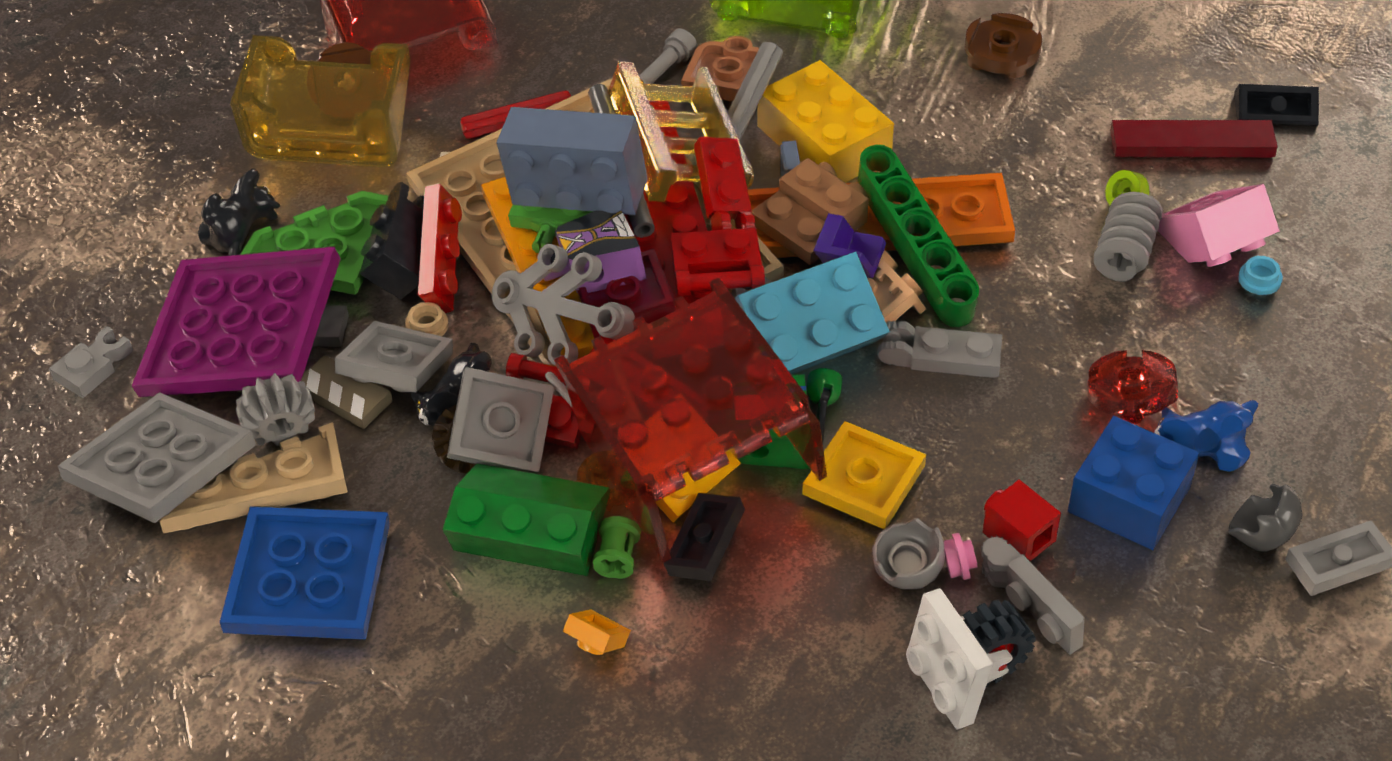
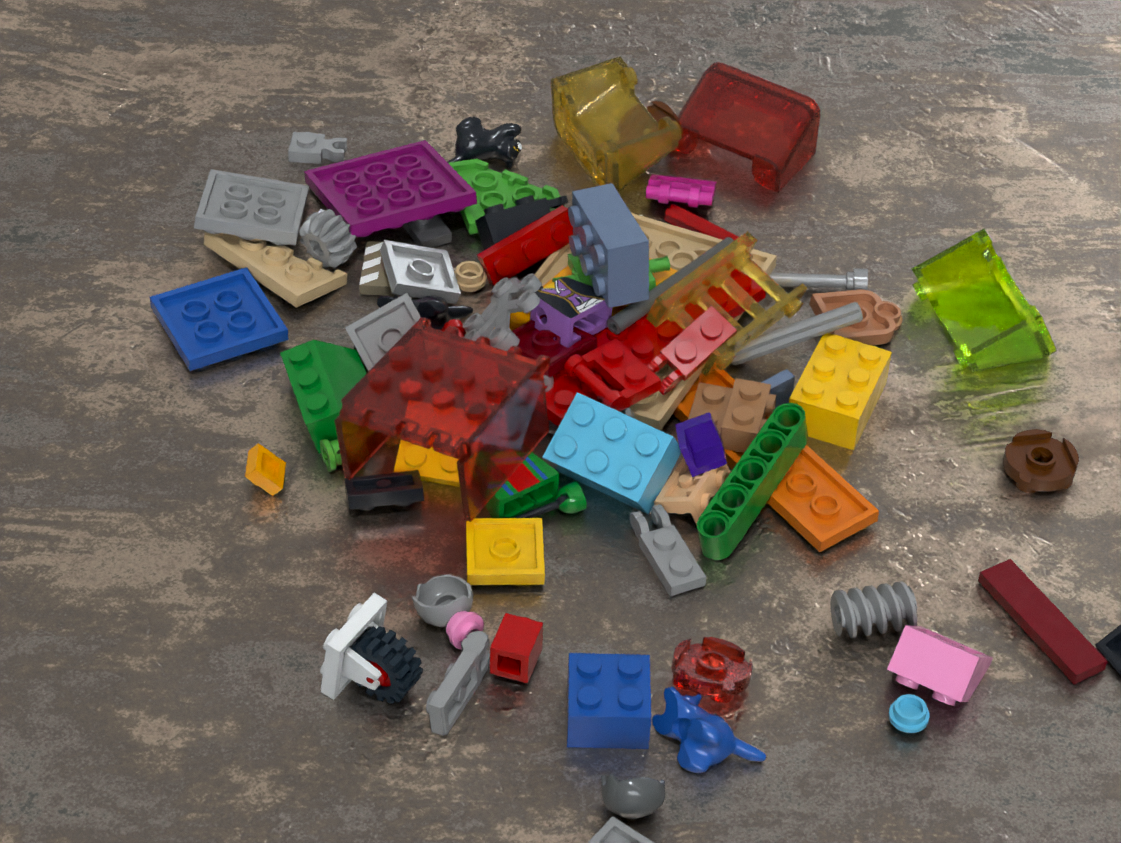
camera: 55 degrees right, 5 degrees down
(450, 101) = (680, 189): none -> dark pink plate
(1124, 182) = (931, 596): lime tile -> none

